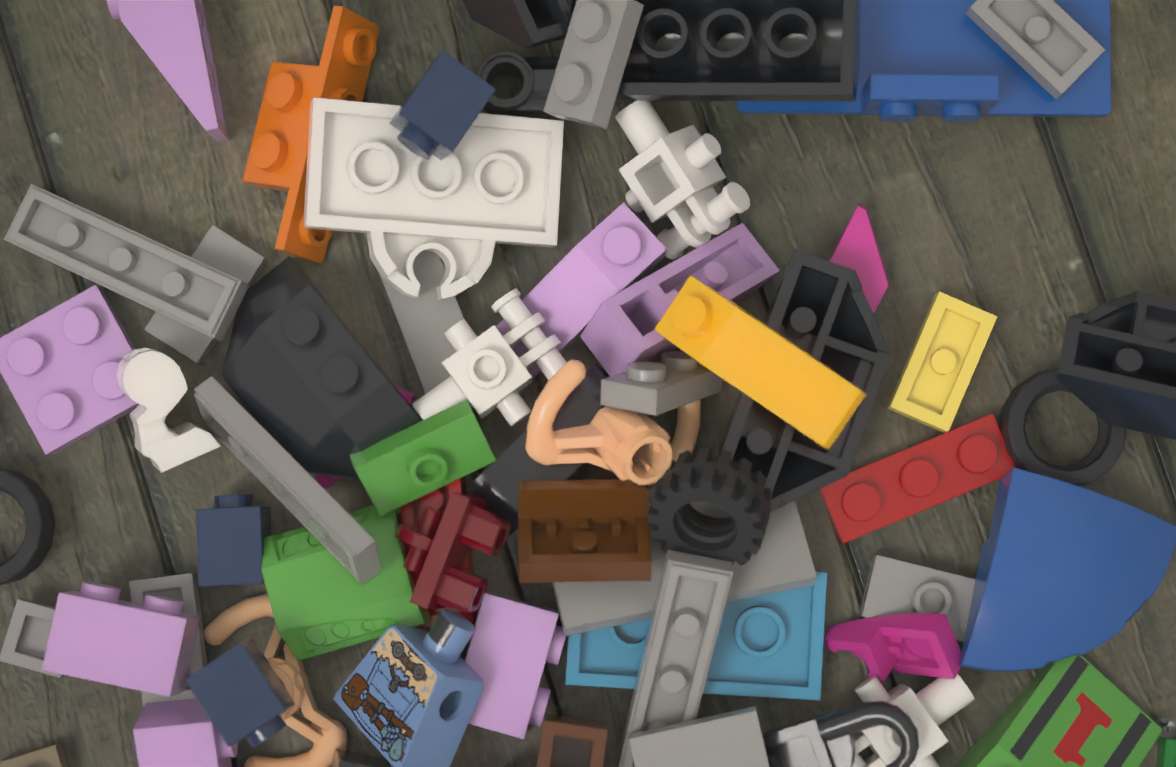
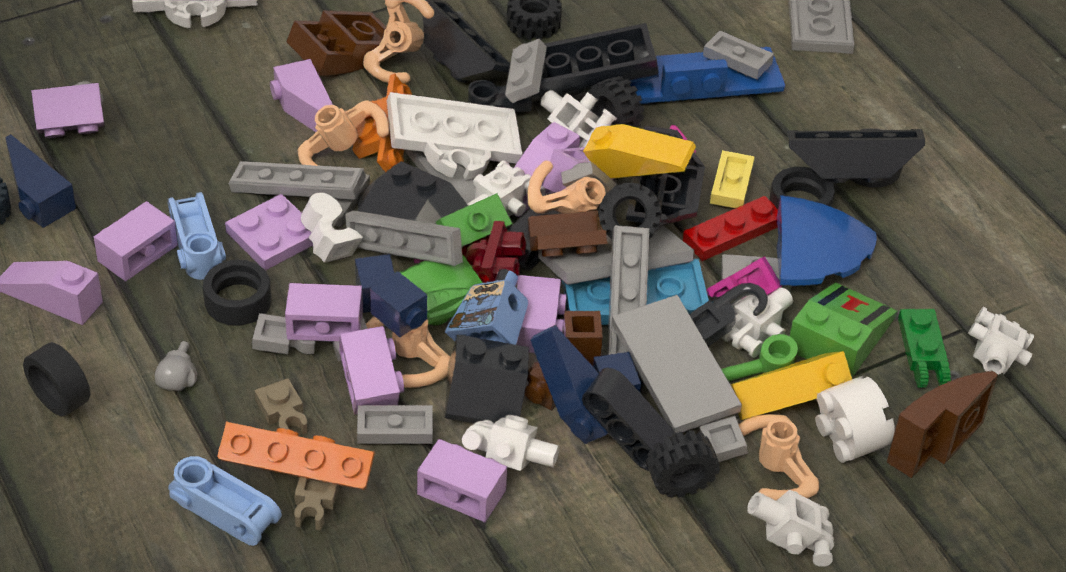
camera: 15 degrees left, 40 degrees down
(216, 161) = (338, 129): none -> light nougat piece
(441, 108) = (455, 89): dark blue brick -> none
(758, 158) = (619, 100): none -> black tyre

